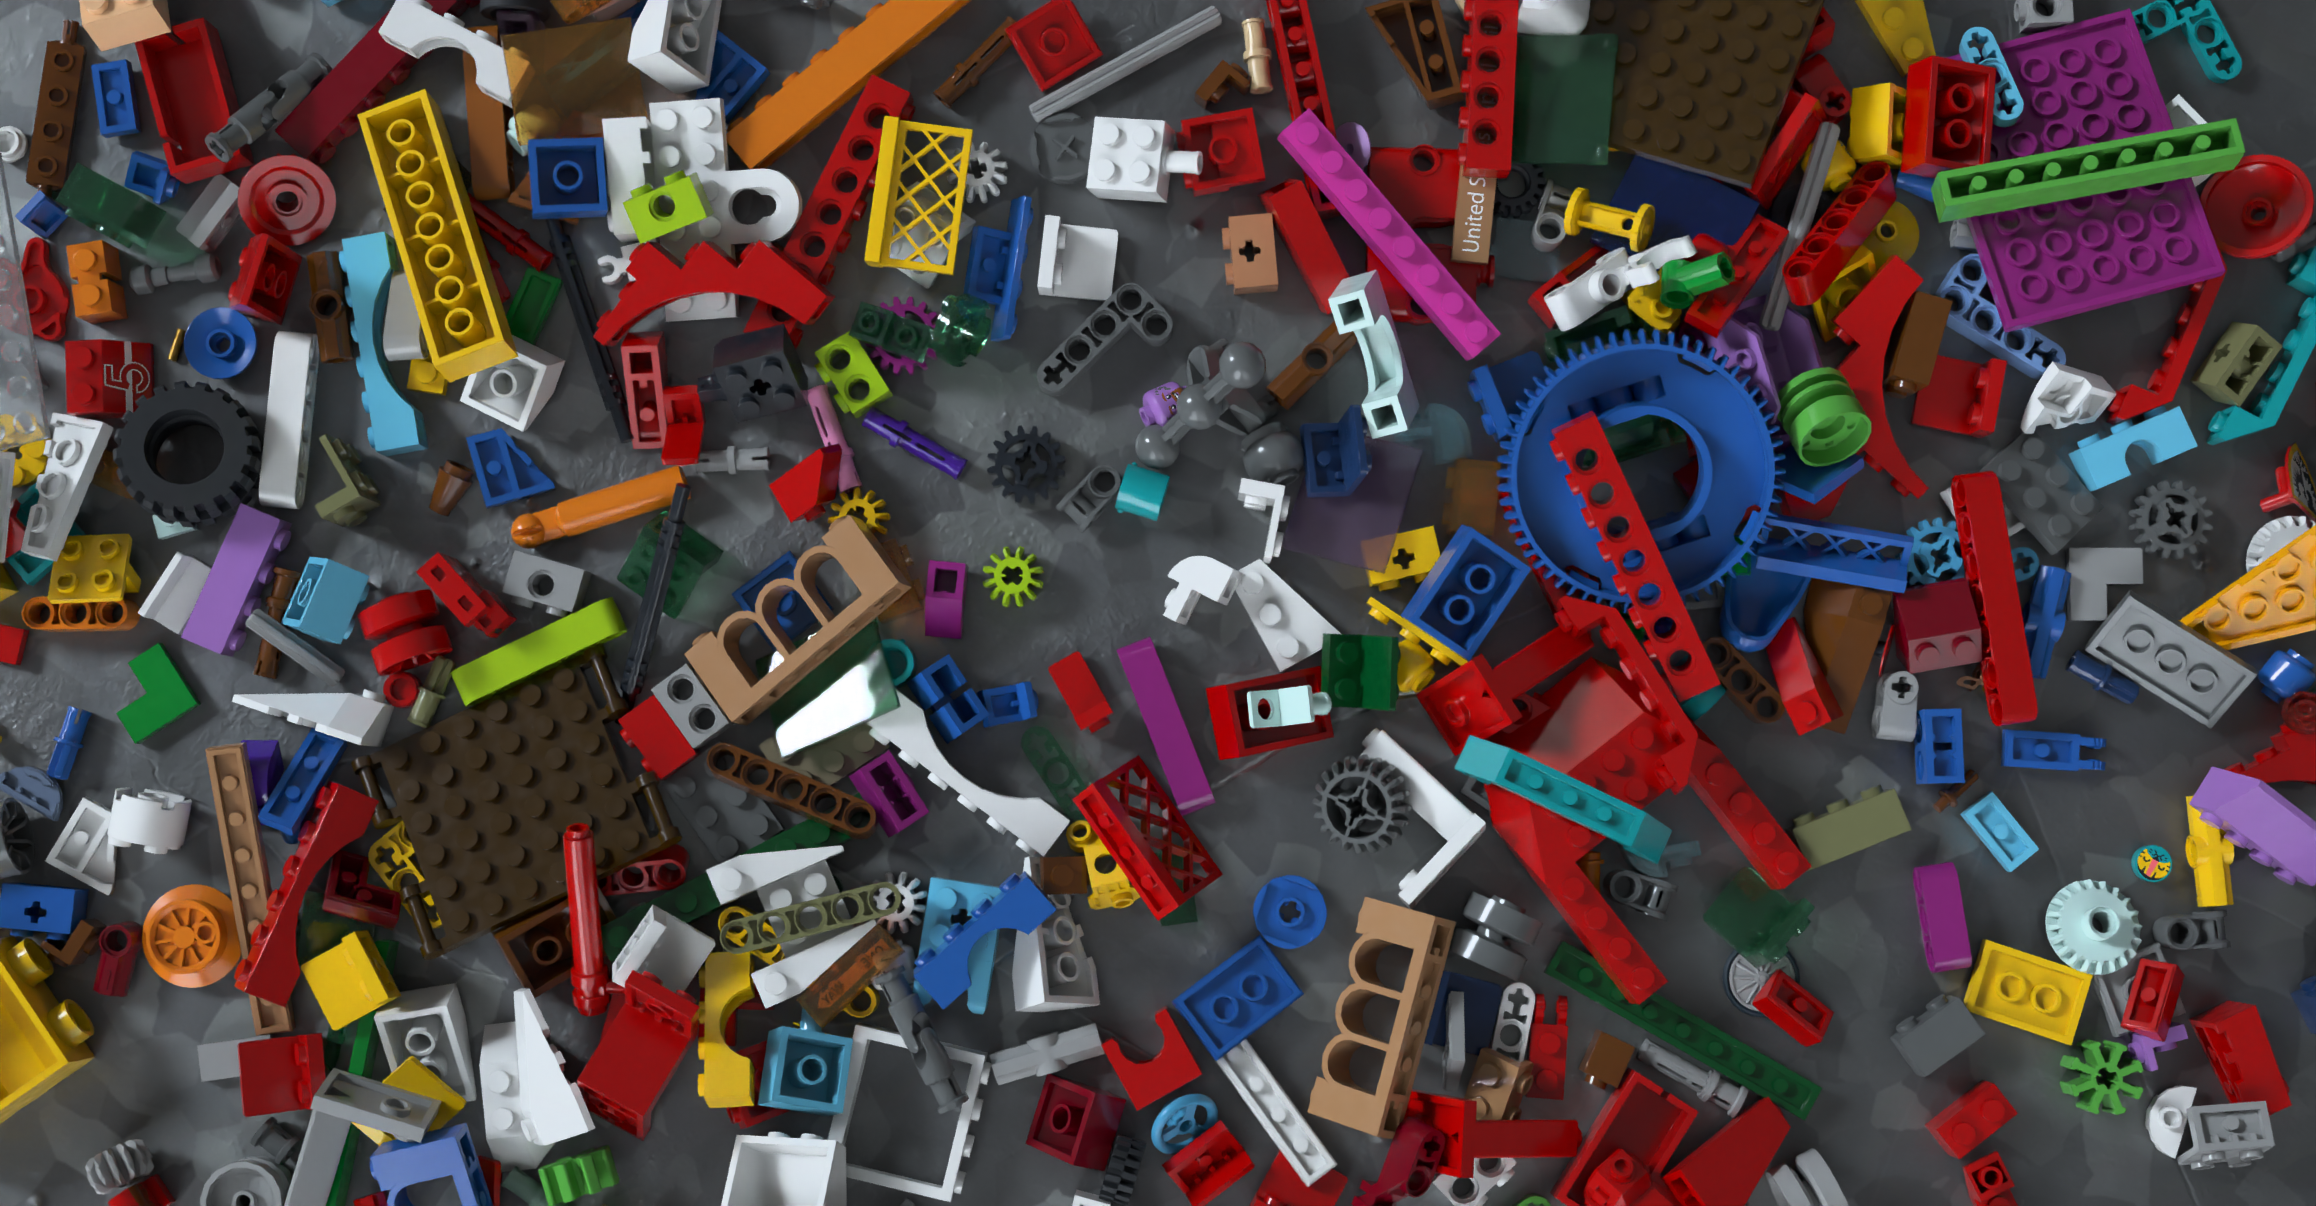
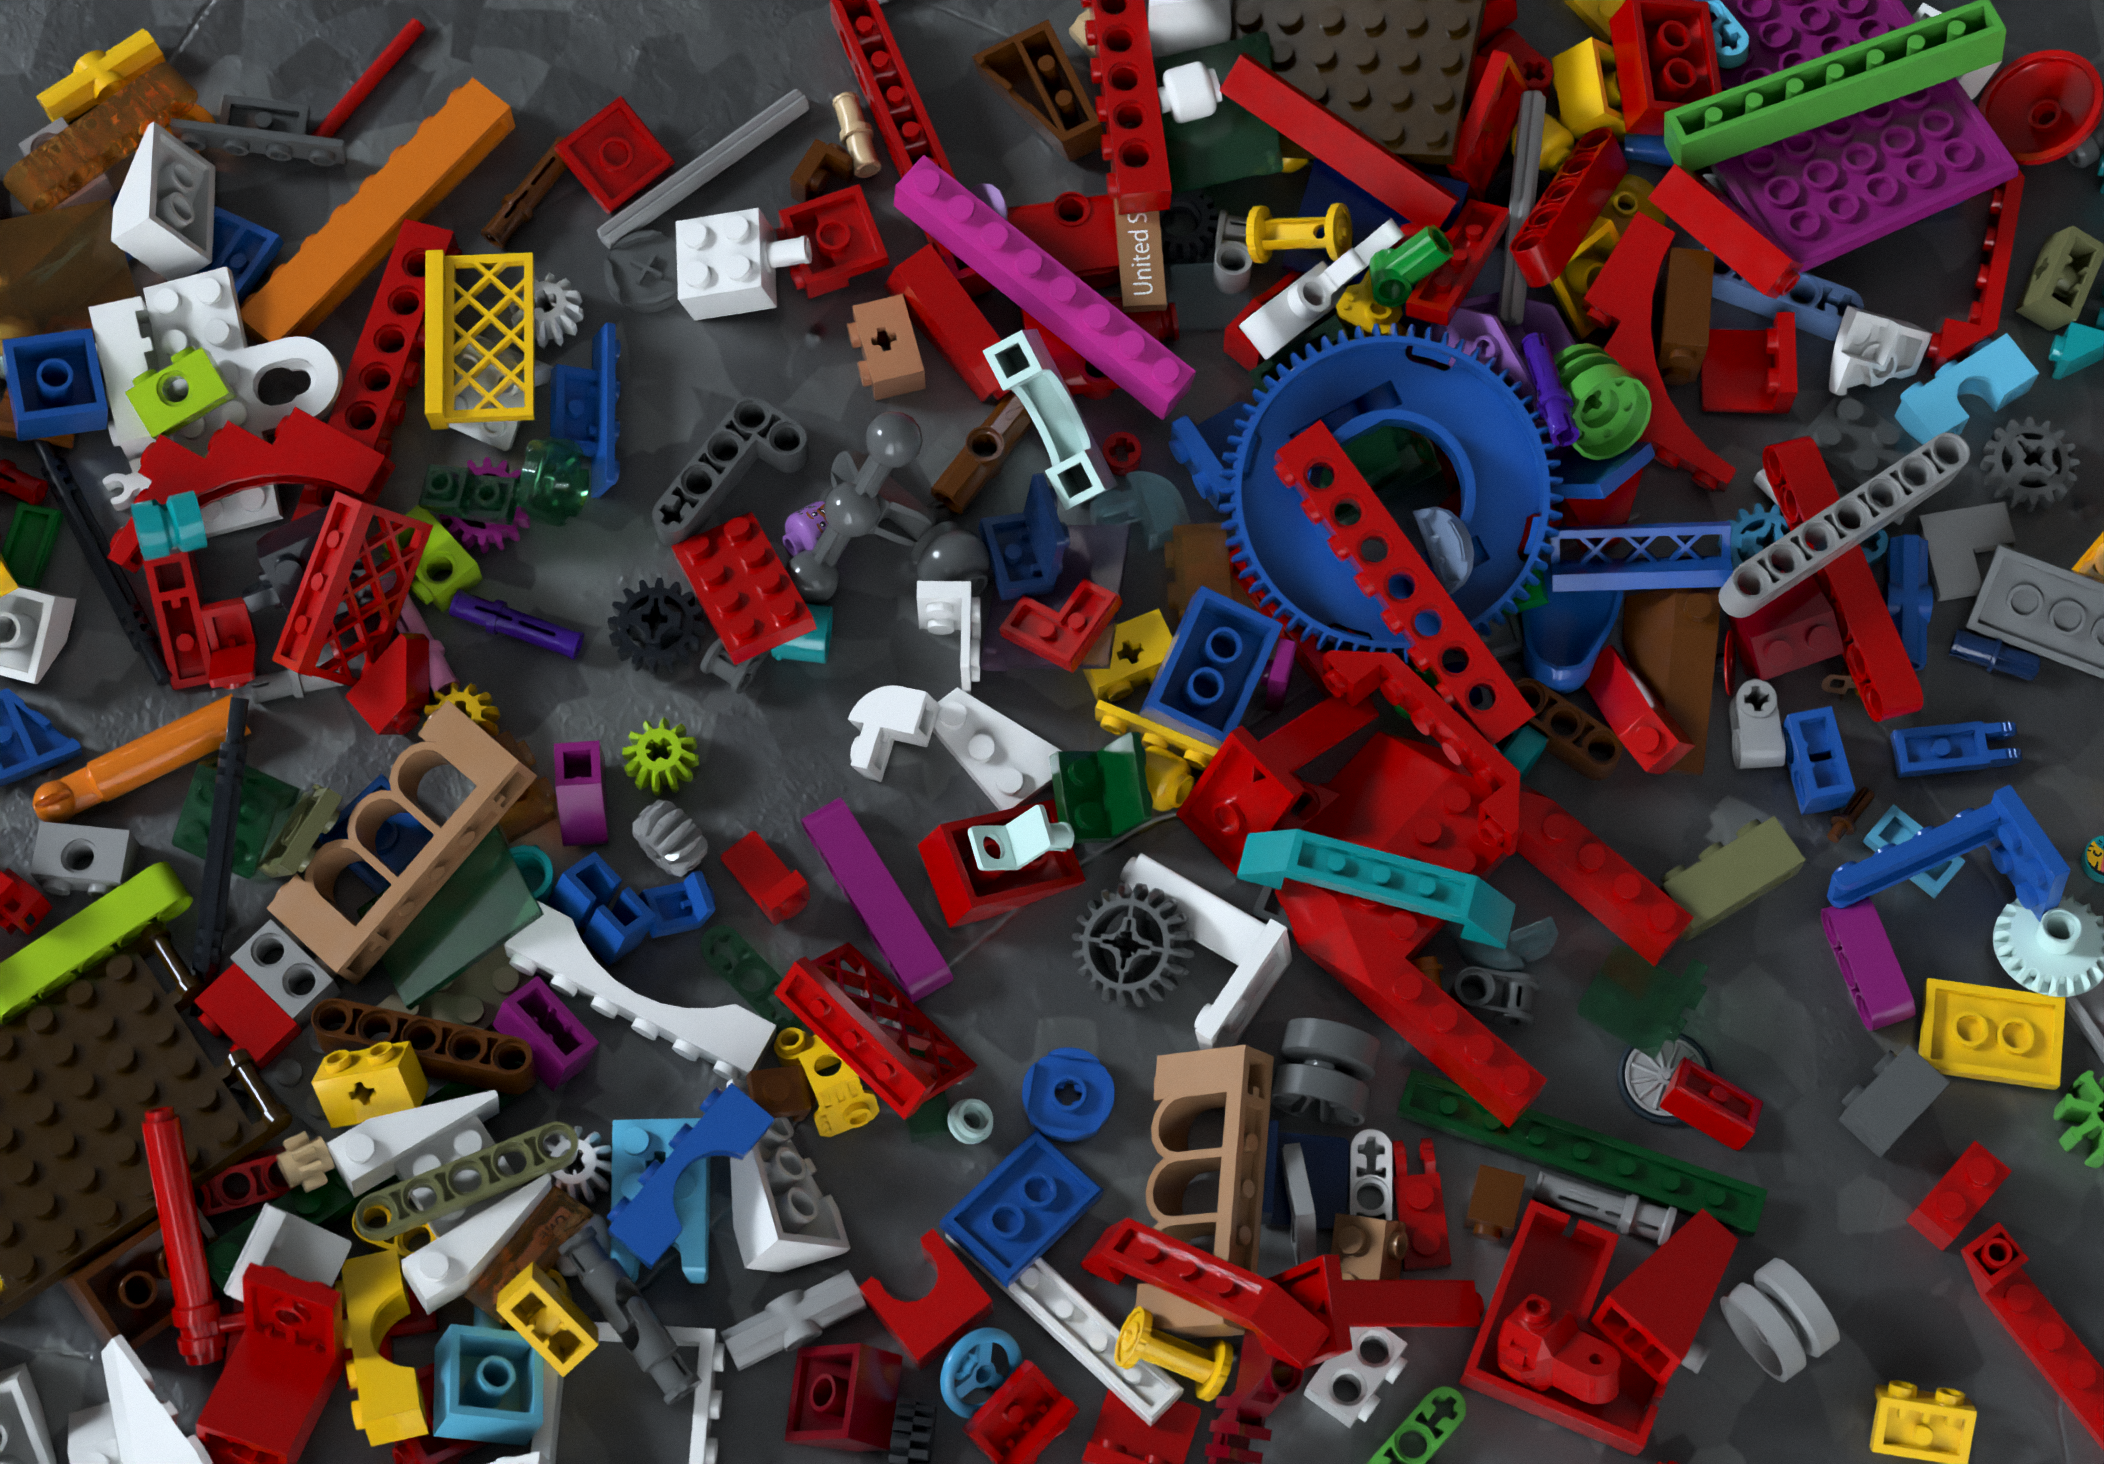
camera: 15 degrees left, 15 degrees down
(644, 324) = (169, 525): none -> teal wheel
(687, 874) = (305, 1162): none -> tan gear
(718, 595) = (293, 844): none -> olive plate
(746, 819) = (369, 1083): none -> yellow brick
(769, 397) = (328, 584): none -> red fence
(857, 1036) = (547, 1319): none -> yellow brick
(1010, 649) = (669, 838): none -> light grey gear
(1077, 261) = (679, 388): white bracket -> none
(1101, 450) = (743, 588): none -> red plate
(1218, 915) = (978, 1113): none -> light aqua plate
(1310, 1126) = (1141, 1341): none -> yellow hose
(1357, 537) = (1066, 634): none -> red tile
(1372, 1105) = (1254, 1302): none -> red slope
(1435, 386) = (1131, 443): none -> red bush
(1521, 601) = (1278, 675): none -> magenta plate
(1542, 80) = (1189, 92): none -> white head
(1658, 153) = (1338, 143): none -> red tile
(1678, 529) = (1447, 546): none -> sand blue plate
(1791, 422) = (1554, 400): none -> dark purple pin
(1967, 286) = (1727, 231): none -> red slope
(2023, 560) = (1832, 537): none -> light grey beam
(2080, 848) = (2006, 829): none -> blue bracket

